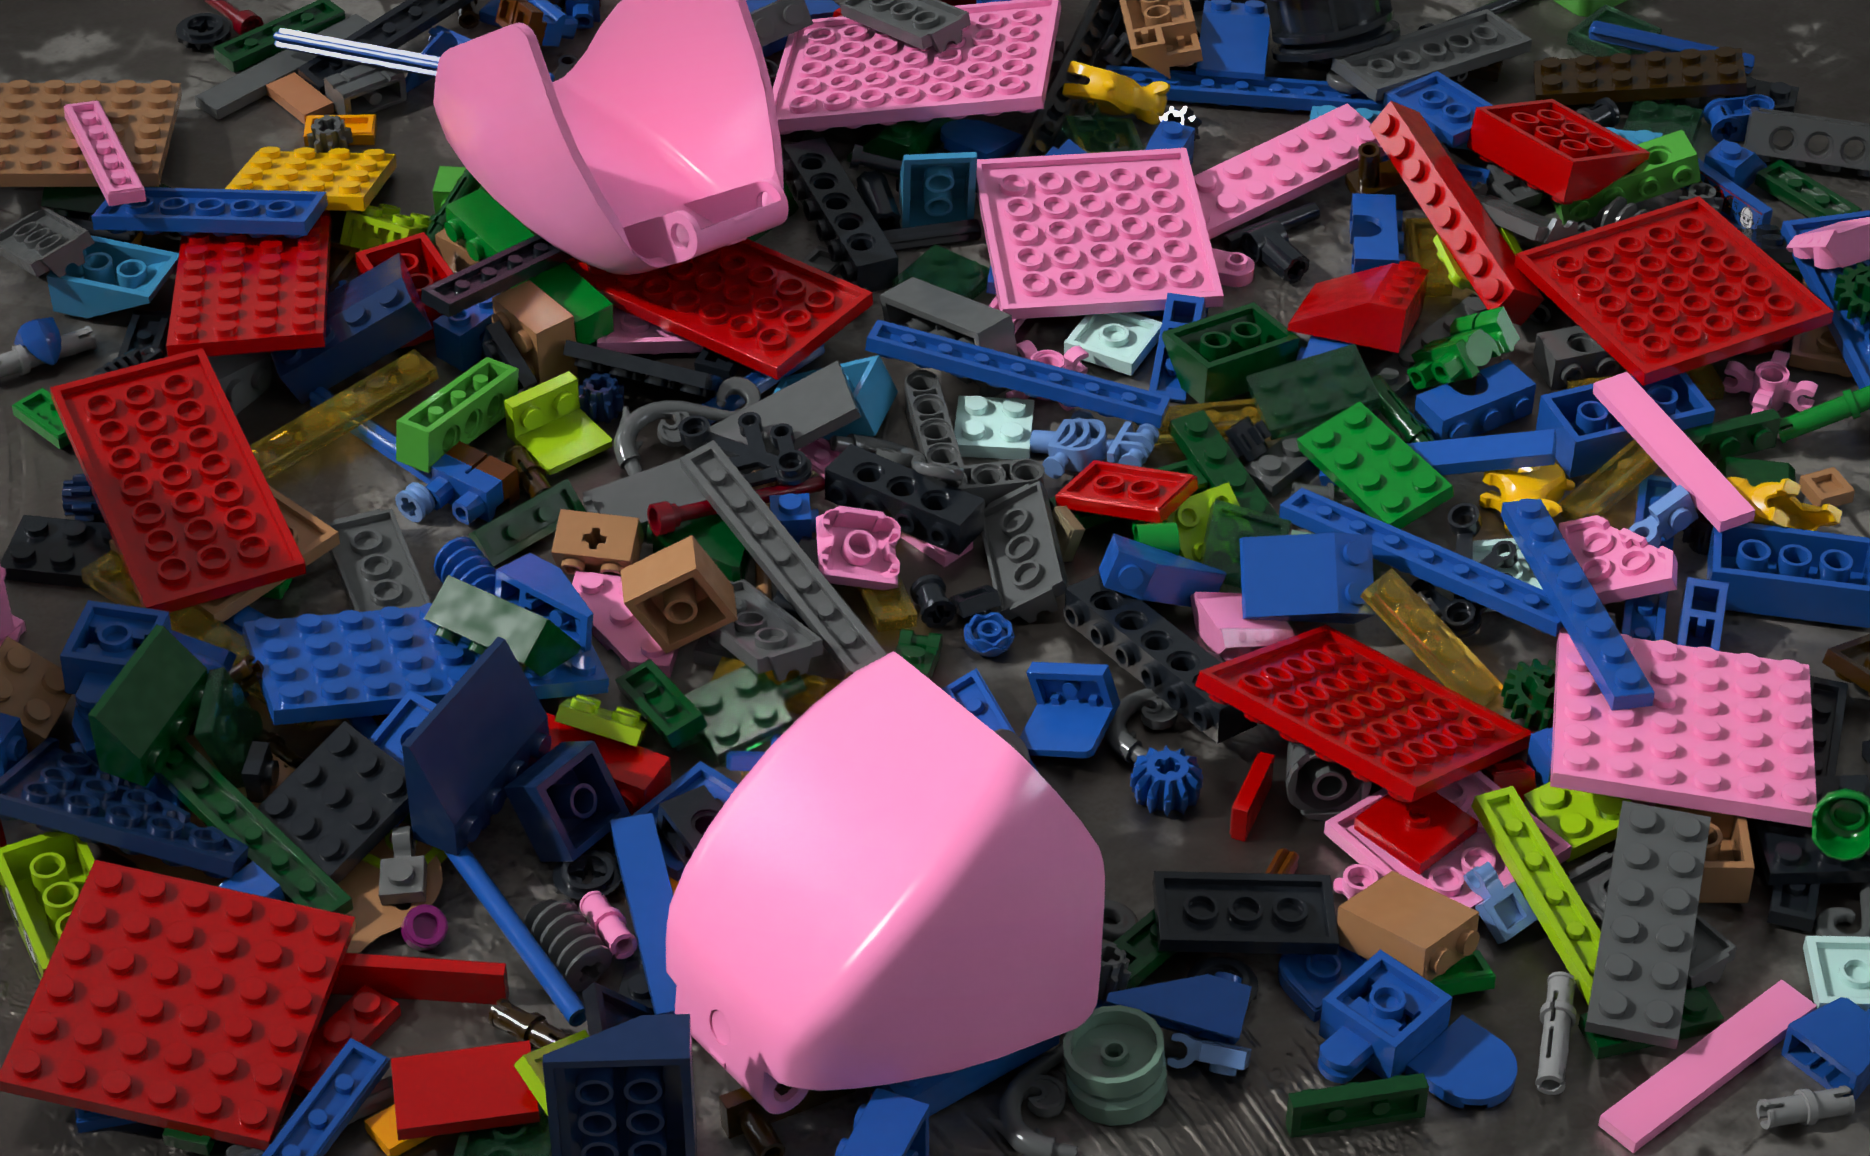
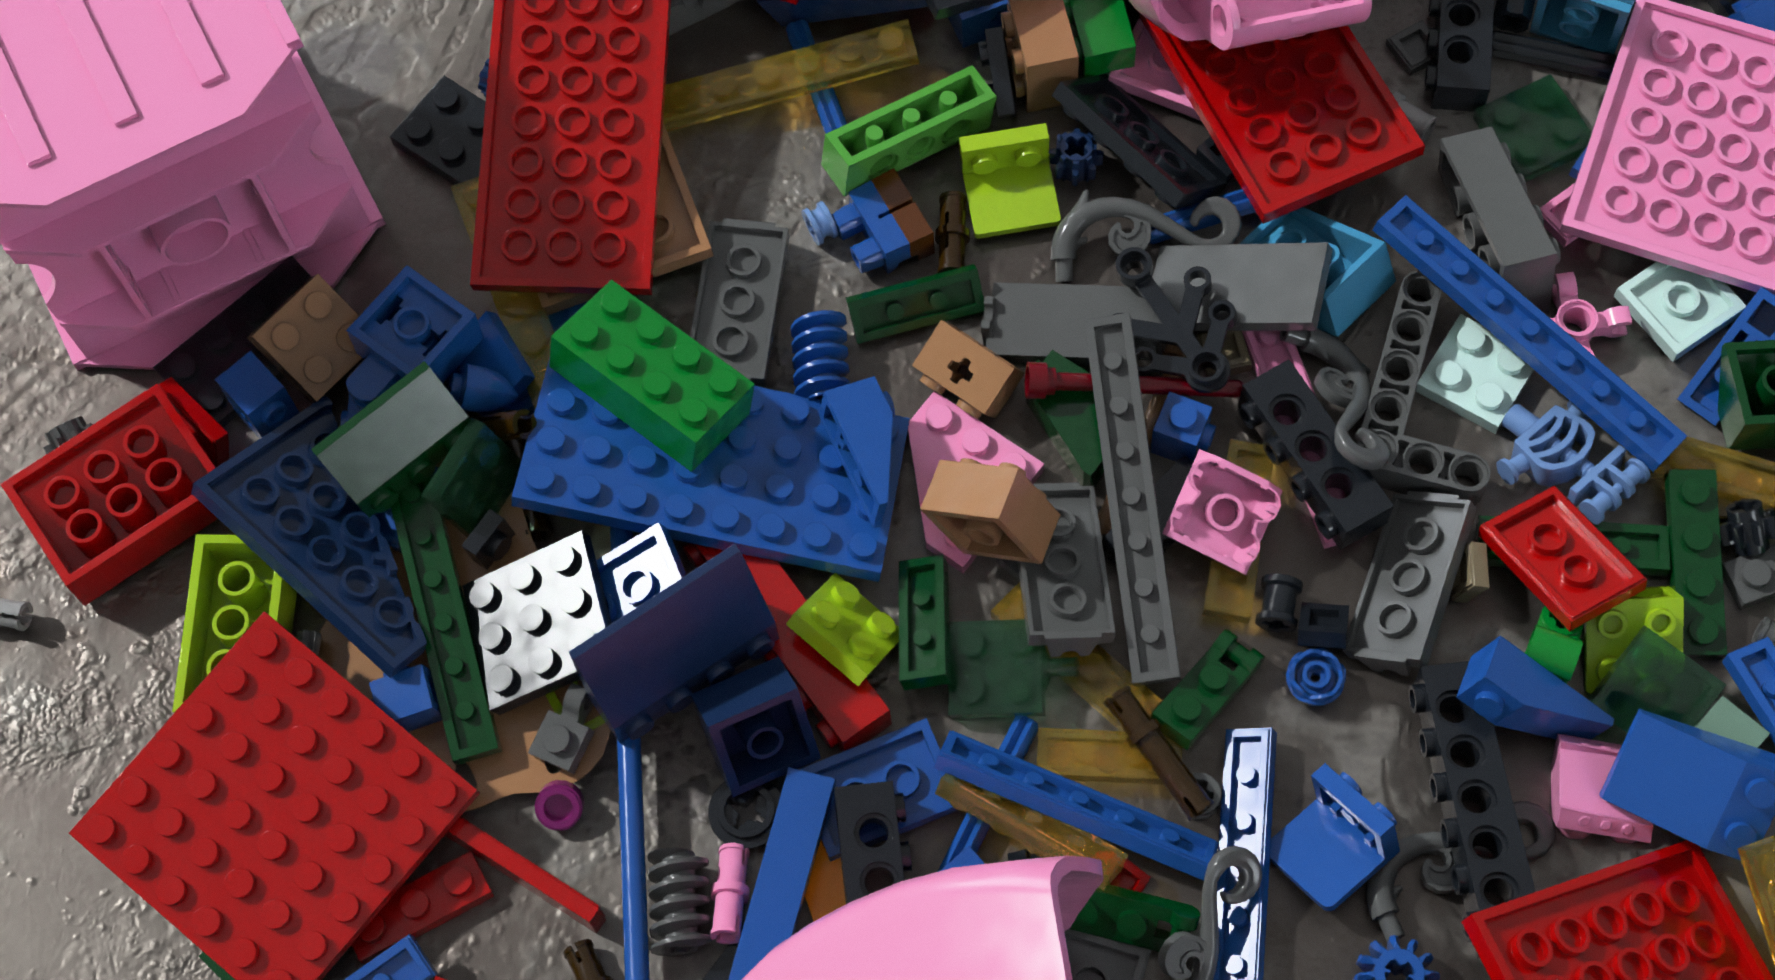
camera: 35 degrees right, 25 degrees up
(344, 601) = (651, 375): none -> green brick
(480, 617) = (789, 477): slope -> none

